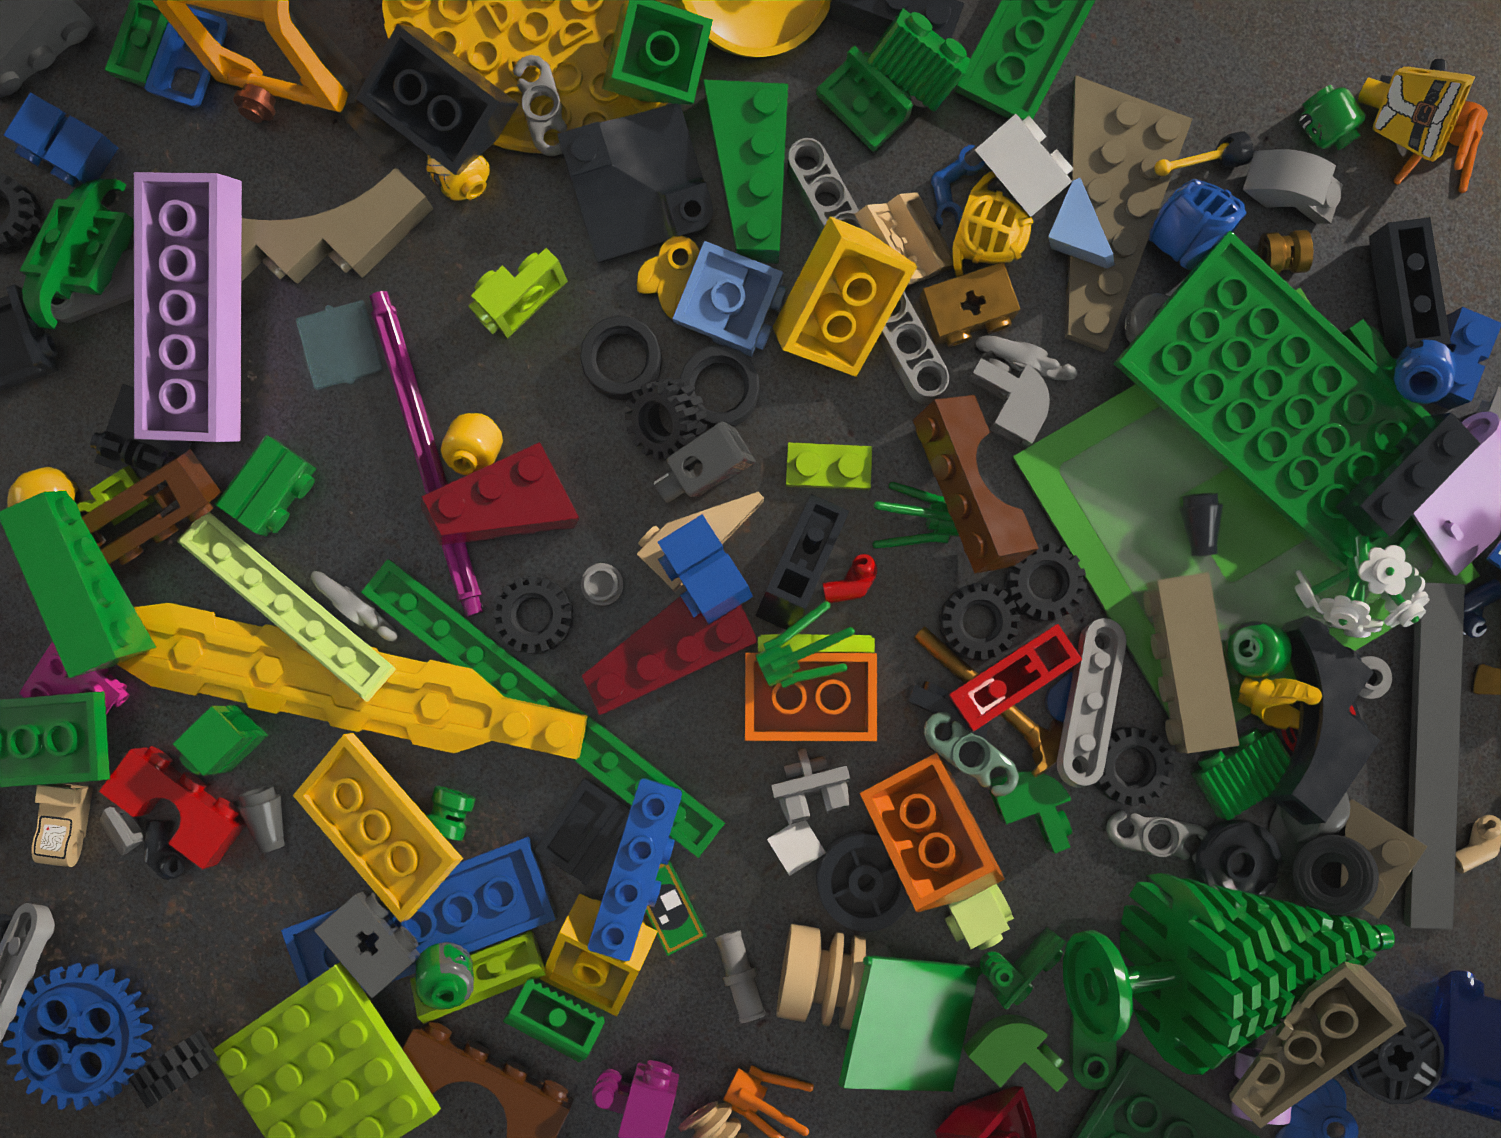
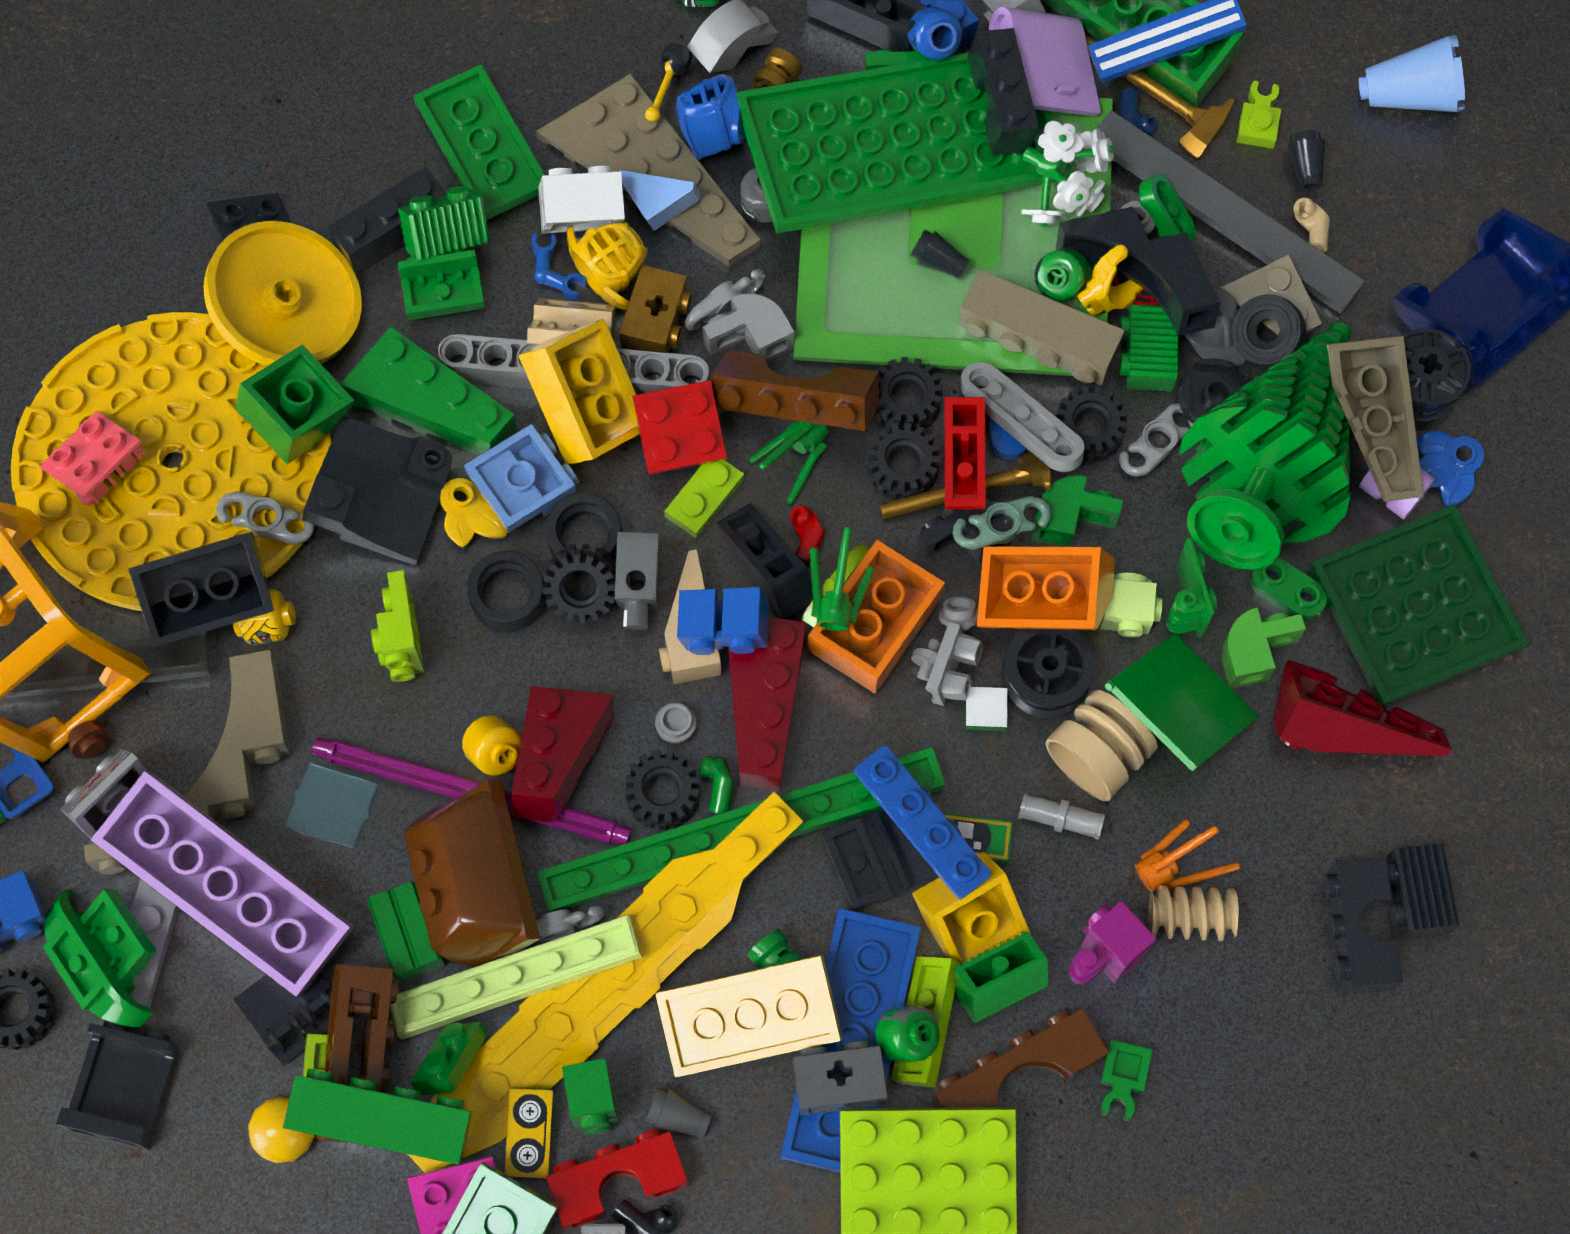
camera: 55 degrees left, 15 degrees down
(167, 705) = (528, 1133): none -> tile
(176, 599) = (449, 1058): none -> green plate
(207, 151) = (94, 802): none -> light grey slope
(339, 507) = (471, 878): none -> reddish brown windscreen
(573, 662) = (722, 785): none -> green arm
(866, 765) = (959, 611): none -> light grey plate
(869, 403) = (679, 427): none -> red plate
(1396, 701) = (1165, 207): none -> green plate

